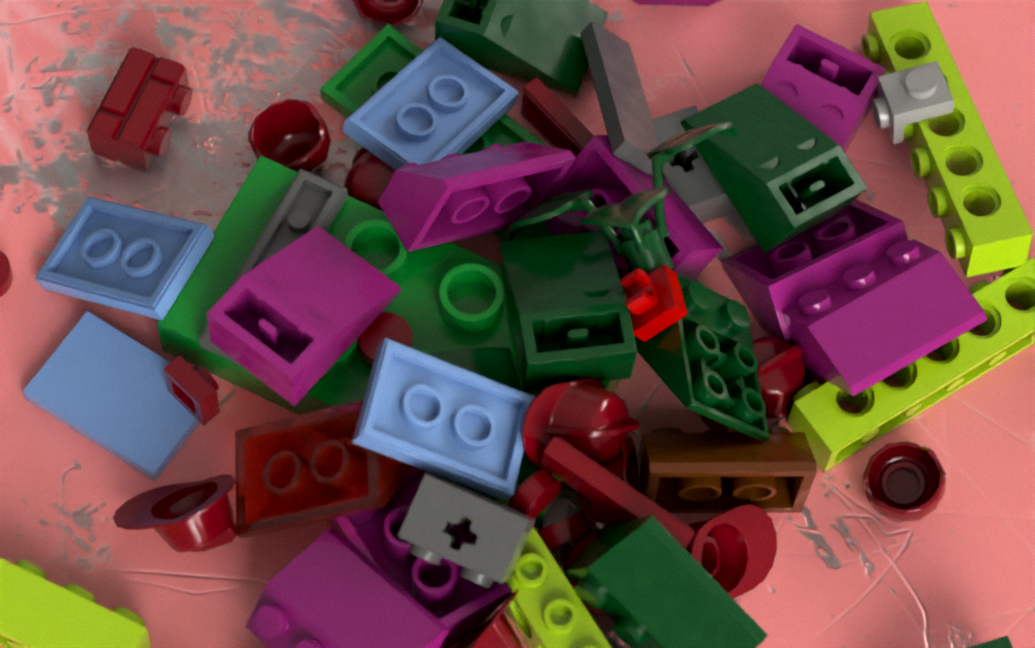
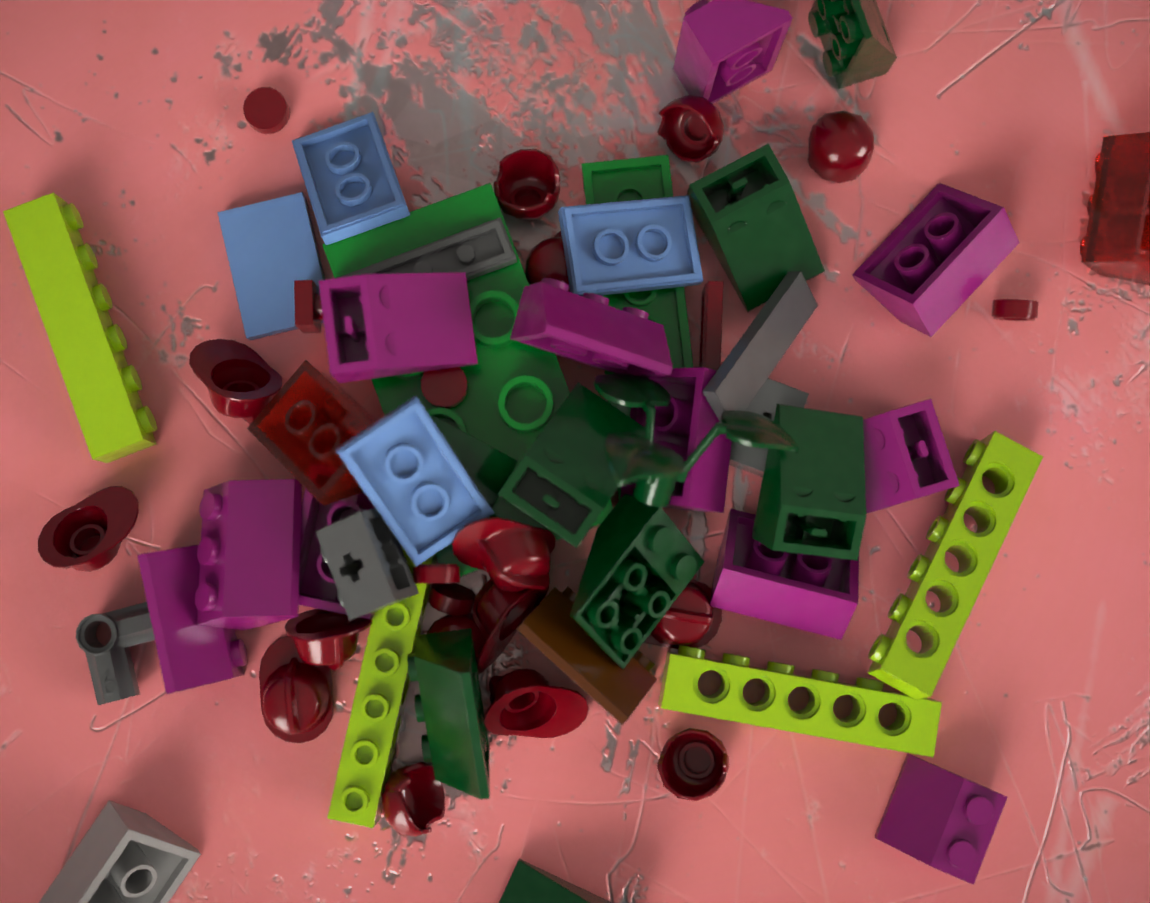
camera: 45 degrees right, 20 degrees up
(139, 109) = (456, 78): dark red brick -> none
(607, 489) = (478, 628): dark red tile -> none
(653, 300) = (626, 520): red tile -> none
(882, 316) = (780, 656): magenta slope -> none
(911, 98) = (954, 522): light grey bracket -> none

